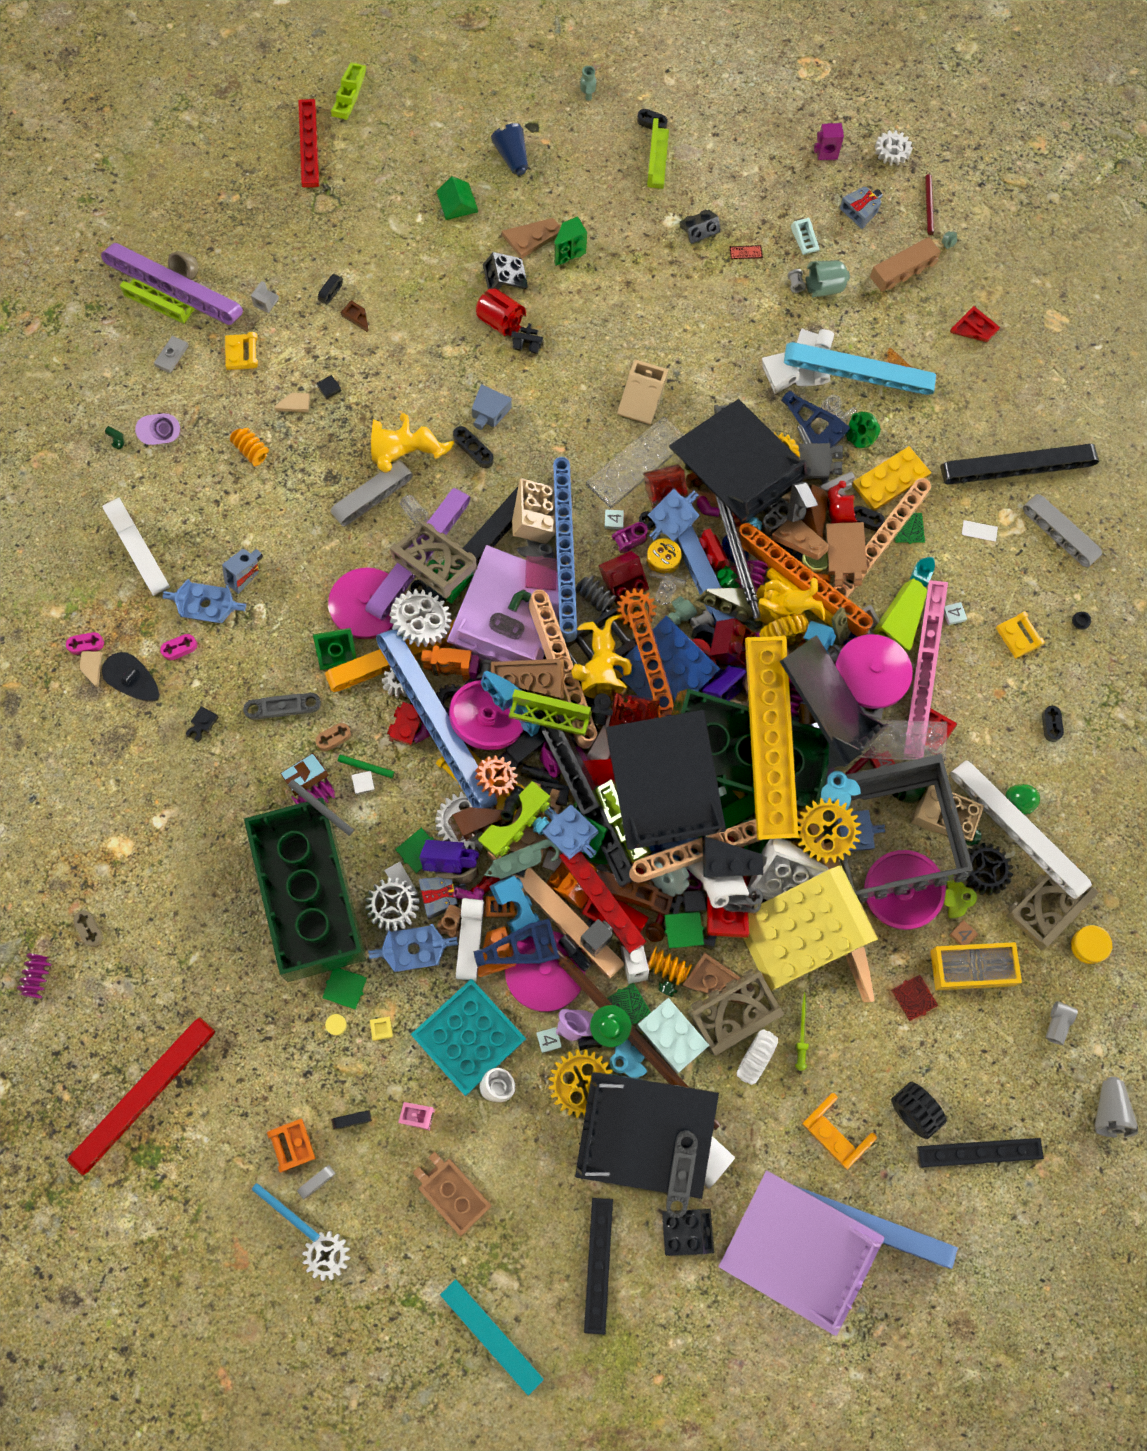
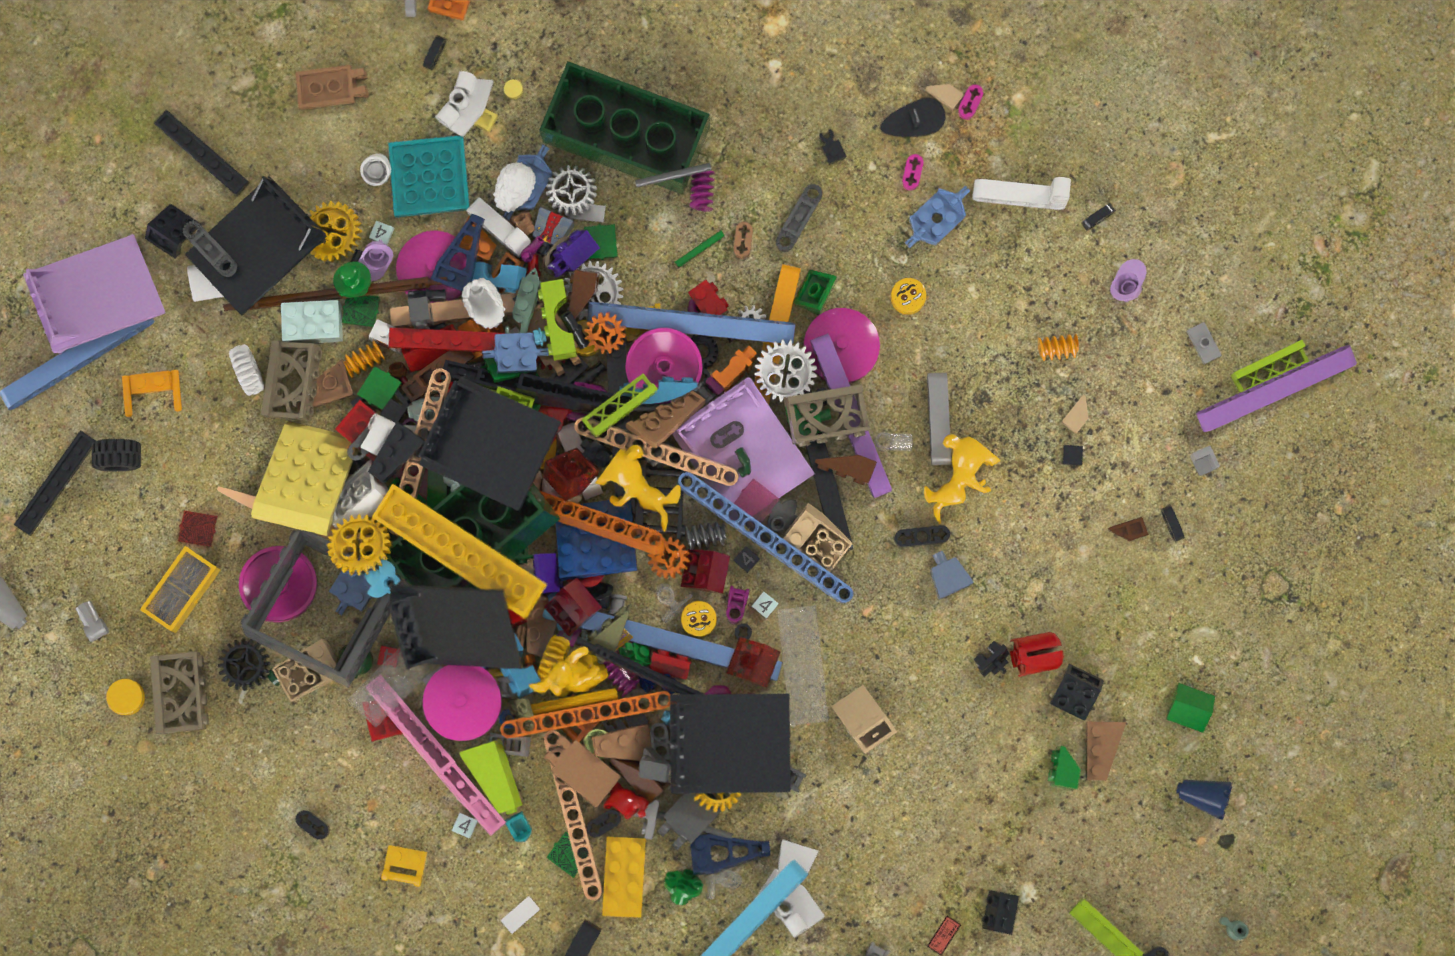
camera: 135 degrees right, 10 degrees up
(118, 437) = (1149, 246): dark green arm -> none
(119, 486) = (1098, 216): none -> black beam
(183, 264) = (1287, 410): dark tan hat -> none
(235, 351) = (1167, 400): yellow plate -> none
(241, 569) = (943, 256): sand blue torso -> none
(288, 579) = (908, 296): none -> yellow head
(305, 772) = (725, 194): tile -> none
(308, 143) = (1351, 614): red plate -> none
(344, 988) = (533, 113): green piece -> none
(349, 91) = (1387, 693): lime slope -> none
(363, 783) = (687, 237): white tile -> none
(393, 1046) = (463, 115): none -> white panel
(417, 1115) = (400, 100): bright pink slope -> none
(425, 949) = (514, 186): none -> white piece
(458, 519) = (855, 466): none -> reddish brown slope
(492, 1337) = (214, 47): teal tile -> none
(547, 892) = (483, 303): none -> white piece
(590, 556) = (746, 559): none -> black tile
(631, 1060) = (317, 280): medium azure plate -> none
(667, 988) = (348, 346): dark green plate -> none
(673, 515) = (723, 648): medium blue plate -> none
(684, 611) = (637, 596): sand green piece -> none
(802, 1047) = (229, 412): lime sword -> none
(955, 900) = (233, 620): lime plate -> none
(963, 934) = (212, 605): medium nougat tile -> none
(1021, 830) = (250, 714): white beam -> none
(1024, 798) = (274, 744): green hat -> none
(1081, 620) = (376, 929): black plate -> none

